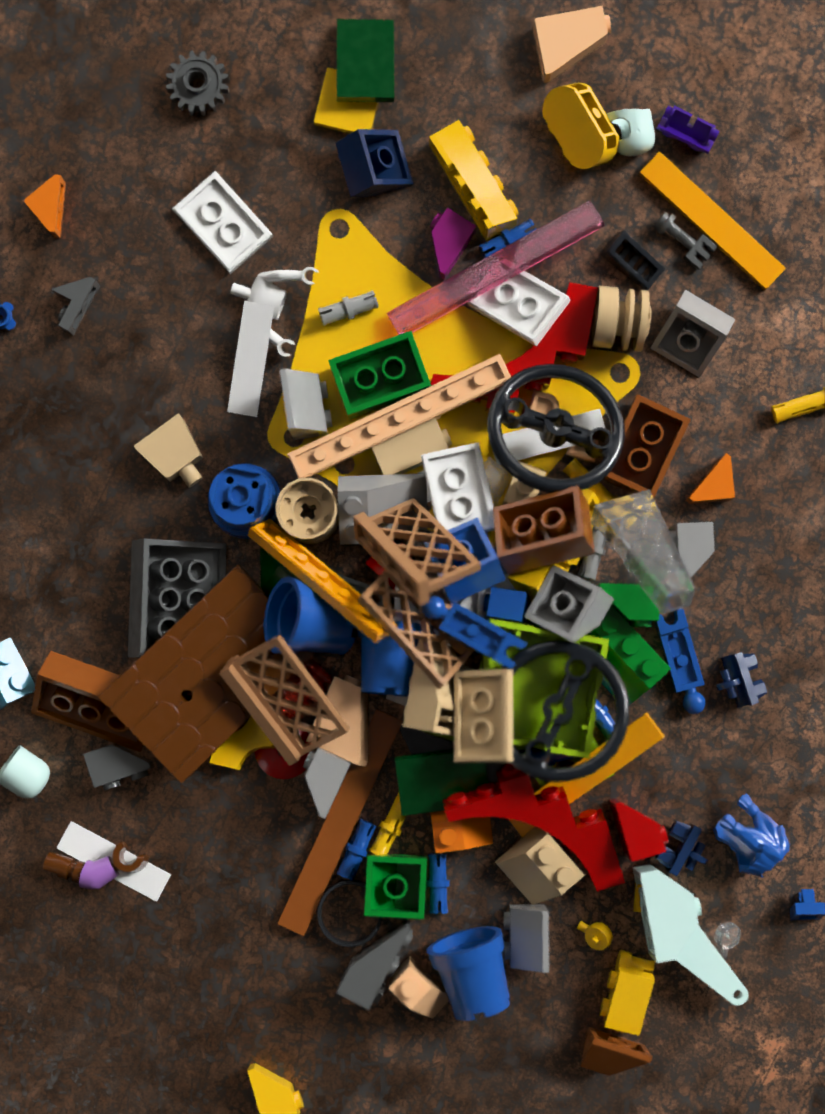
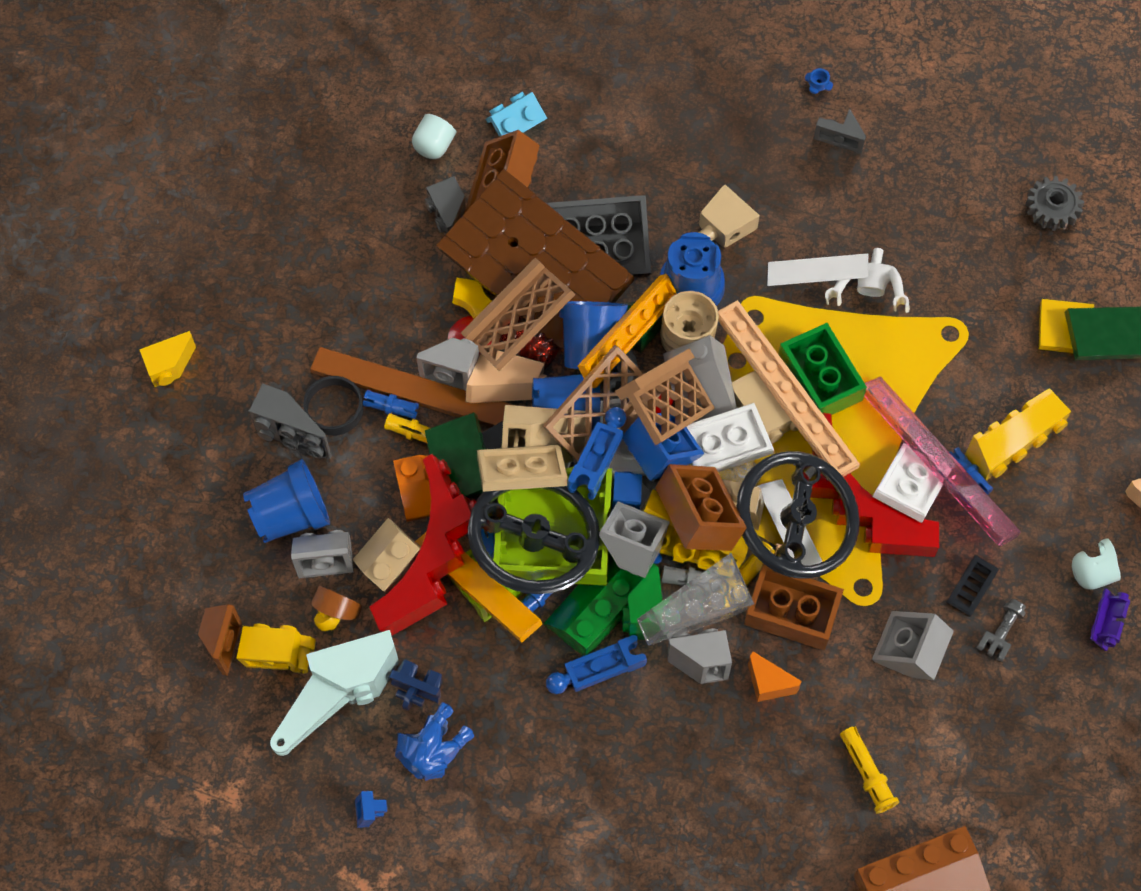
camera: 85 degrees right, 20 degrees down
(48, 204) = (922, 103): orange slope -> none
(89, 846) = (364, 218): white sticker -> none
(94, 873) = (353, 204): reddish brown piece -> none
(222, 222) = (935, 239): white tile -> none
(304, 404) = (784, 305): light grey slope -> none
(348, 308) = (878, 344): light grey pin -> none
(373, 162) = (1016, 351): dark blue slope -> none
(395, 886) = (361, 434): green slope -> none
(418, 989) = (268, 456): light nougat slope -> none
(438, 883) = (365, 475): blue pin -> none
(449, 239) = (956, 420): magenta slope -> none
(543, 402) = (821, 523): light nougat tile -> none
(580, 125) = (1090, 518): yellow brick -> none
(590, 931) = (335, 604): none -> dark orange helmet
(620, 318) = (913, 570): tan wheel -> none
(638, 834) = (430, 634): red slope -> none
(712, 221) = (1025, 655): light orange tile -> none
(727, 937) = (334, 737): clear piece -> none
(738, 679) = (573, 730): dark blue hips -> none

